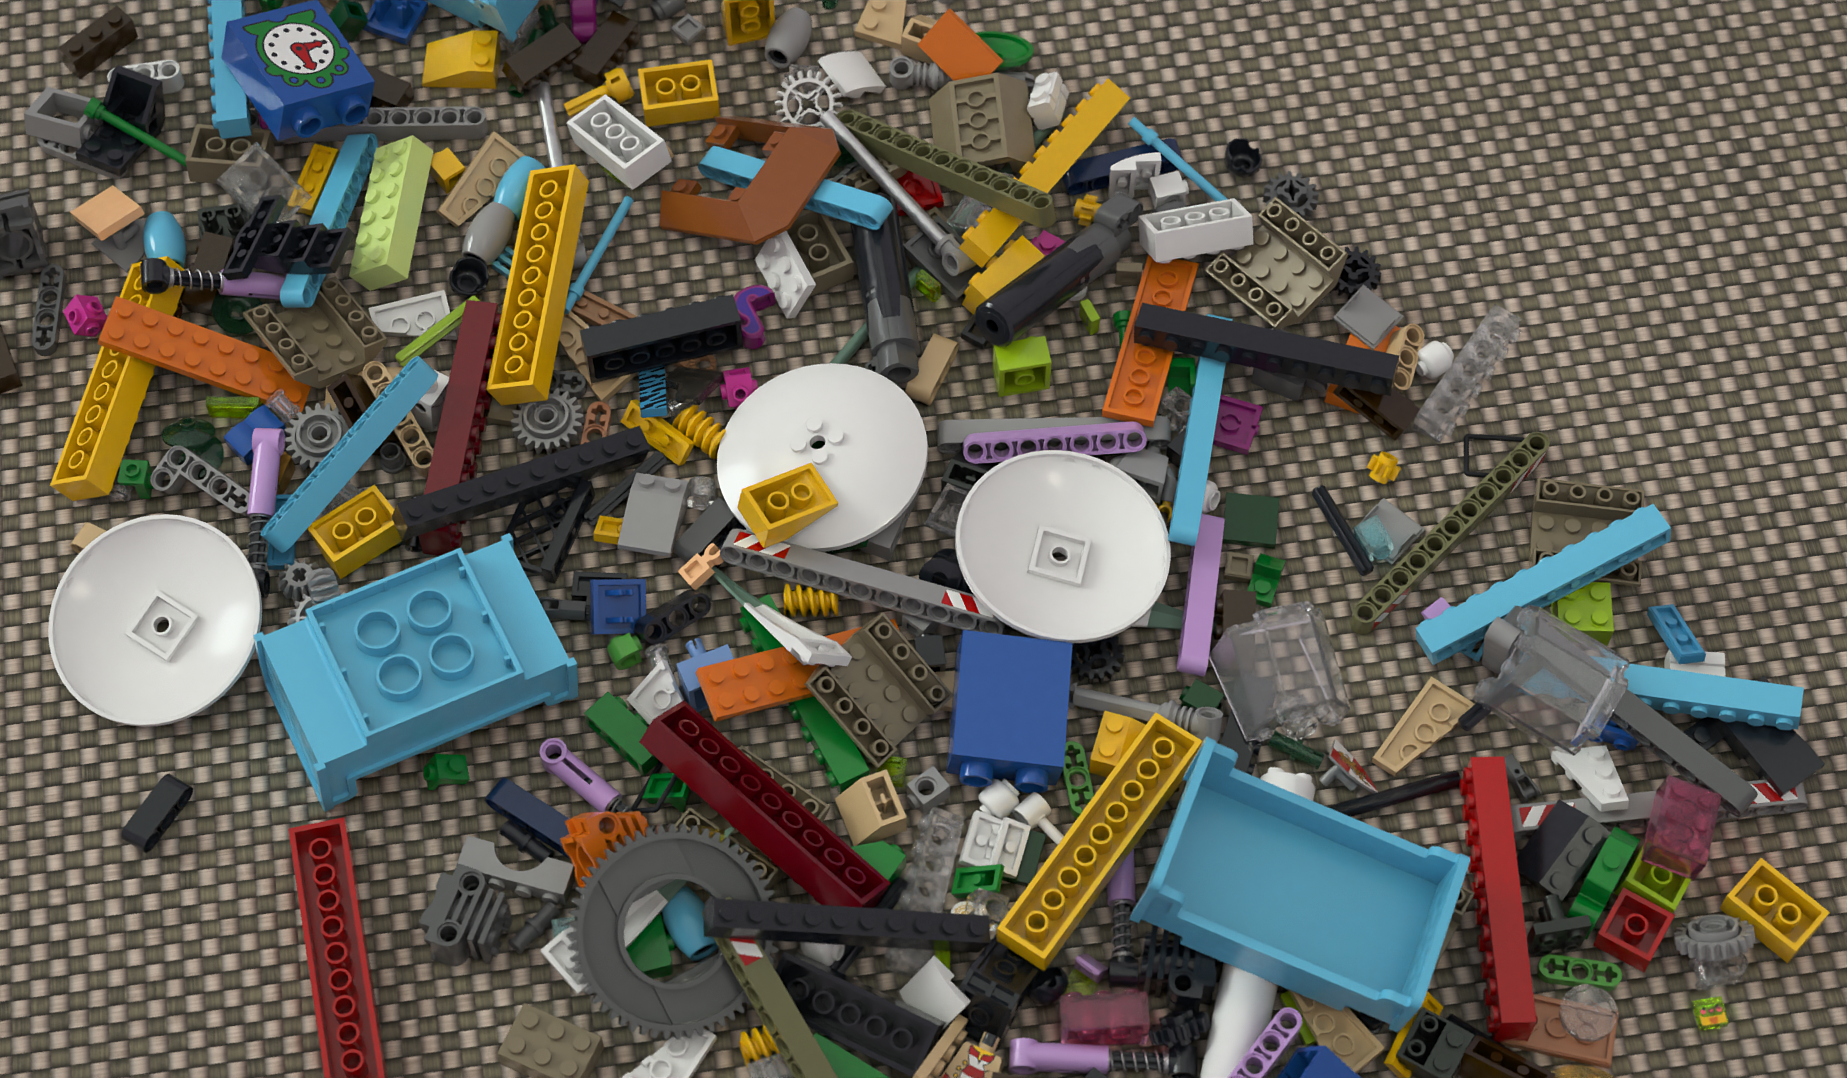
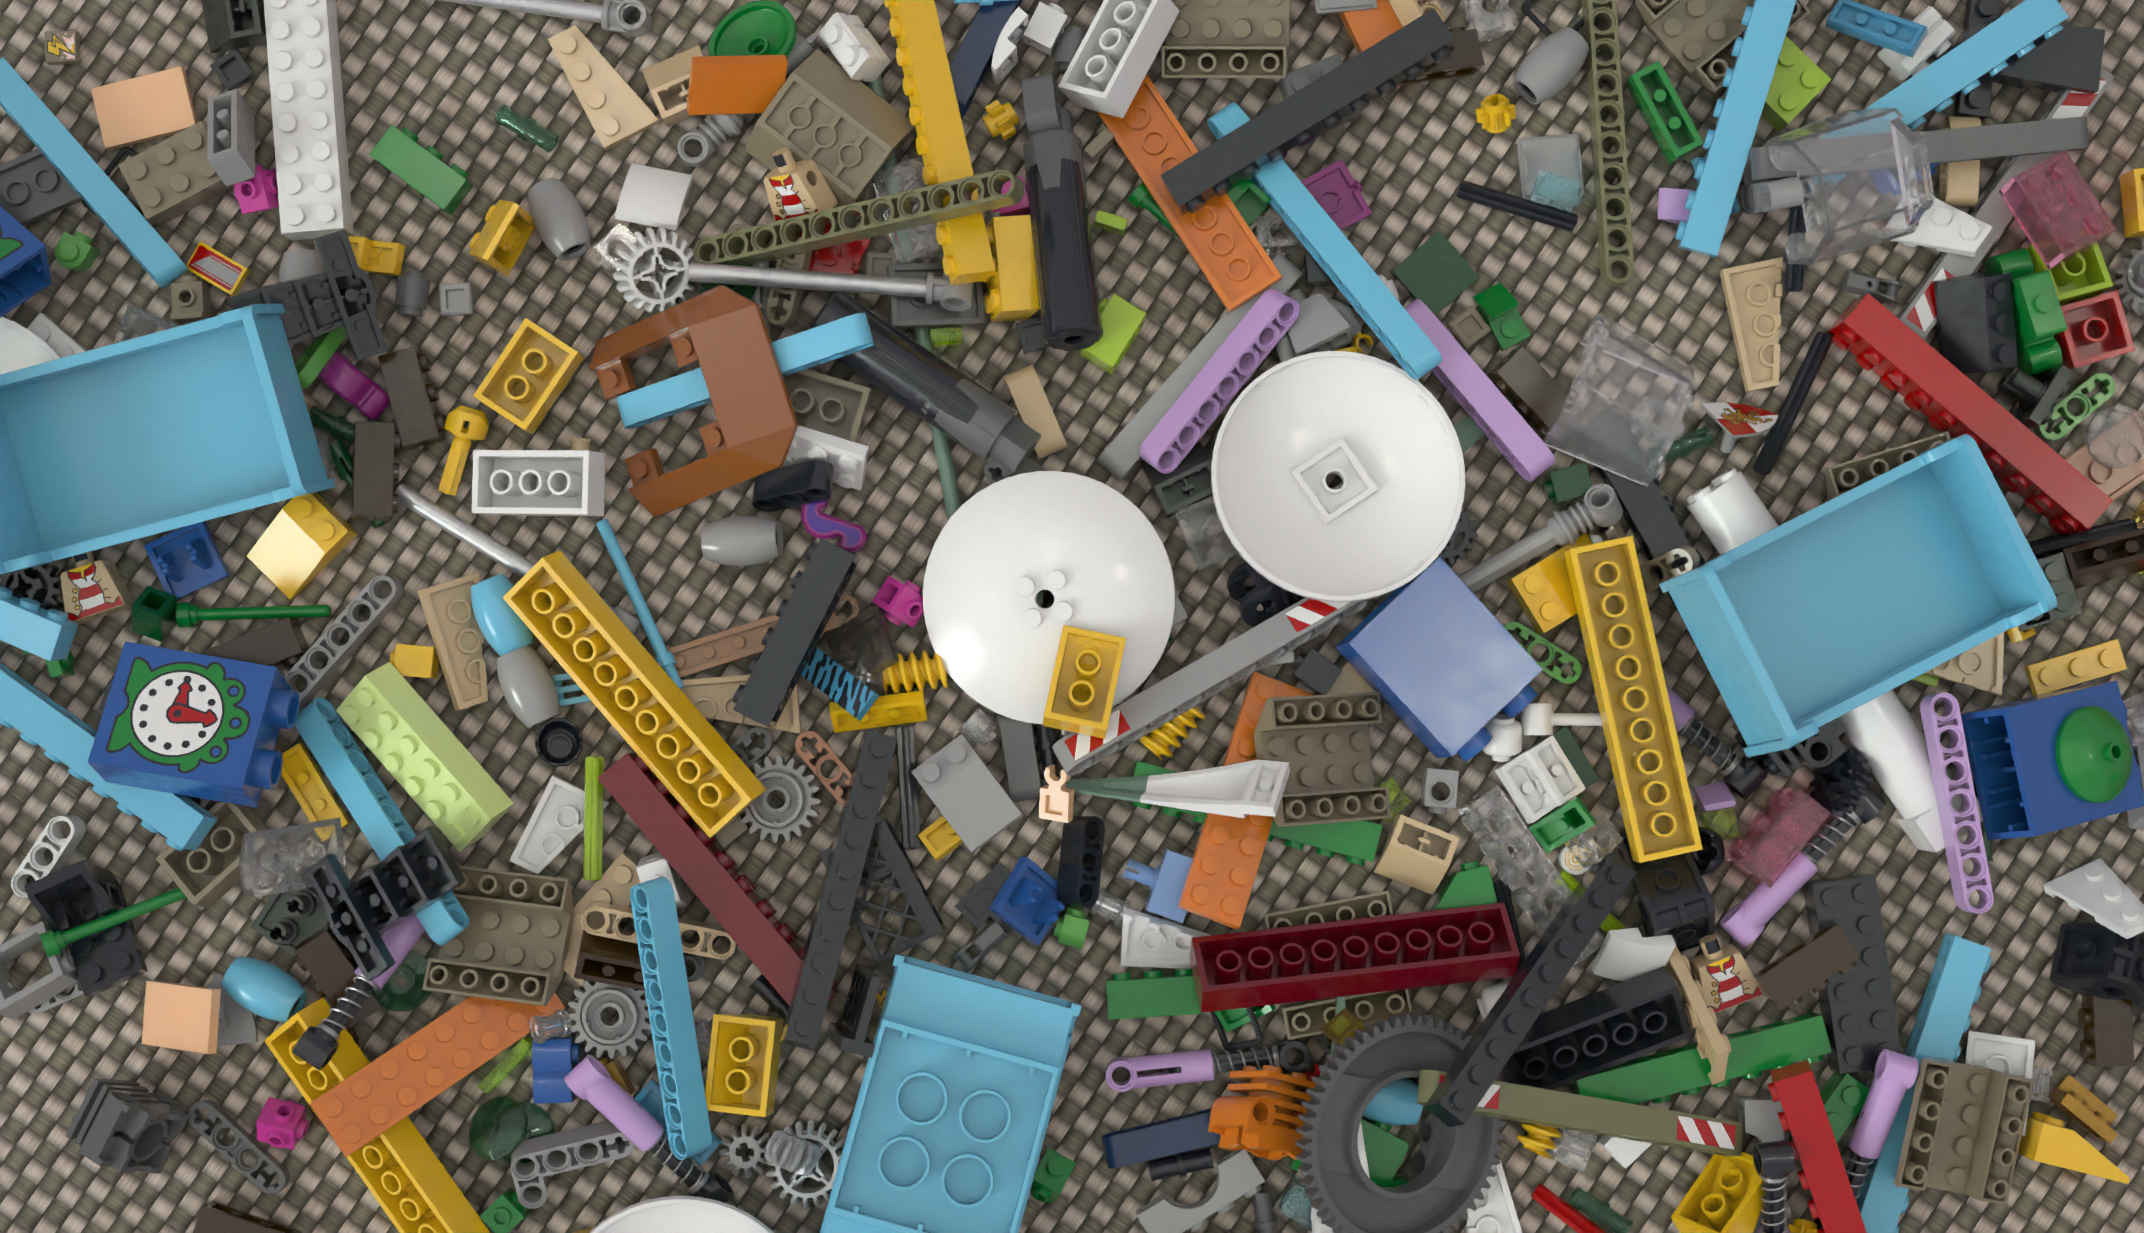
camera: 45 degrees left, 25 degrees up
(363, 41) = (189, 614): none -> green piece
(468, 538) = (852, 1030): none -> black fence
(690, 274) = (742, 540): none -> light grey piece
(751, 271) = (793, 486): none -> black beam
(935, 127) = (796, 187): none -> tan torso
(1445, 472) = (1551, 65): none -> light grey piece
(1488, 555) = (1664, 112): none -> green brick
(1641, 770) = (1959, 179): none -> tan beam

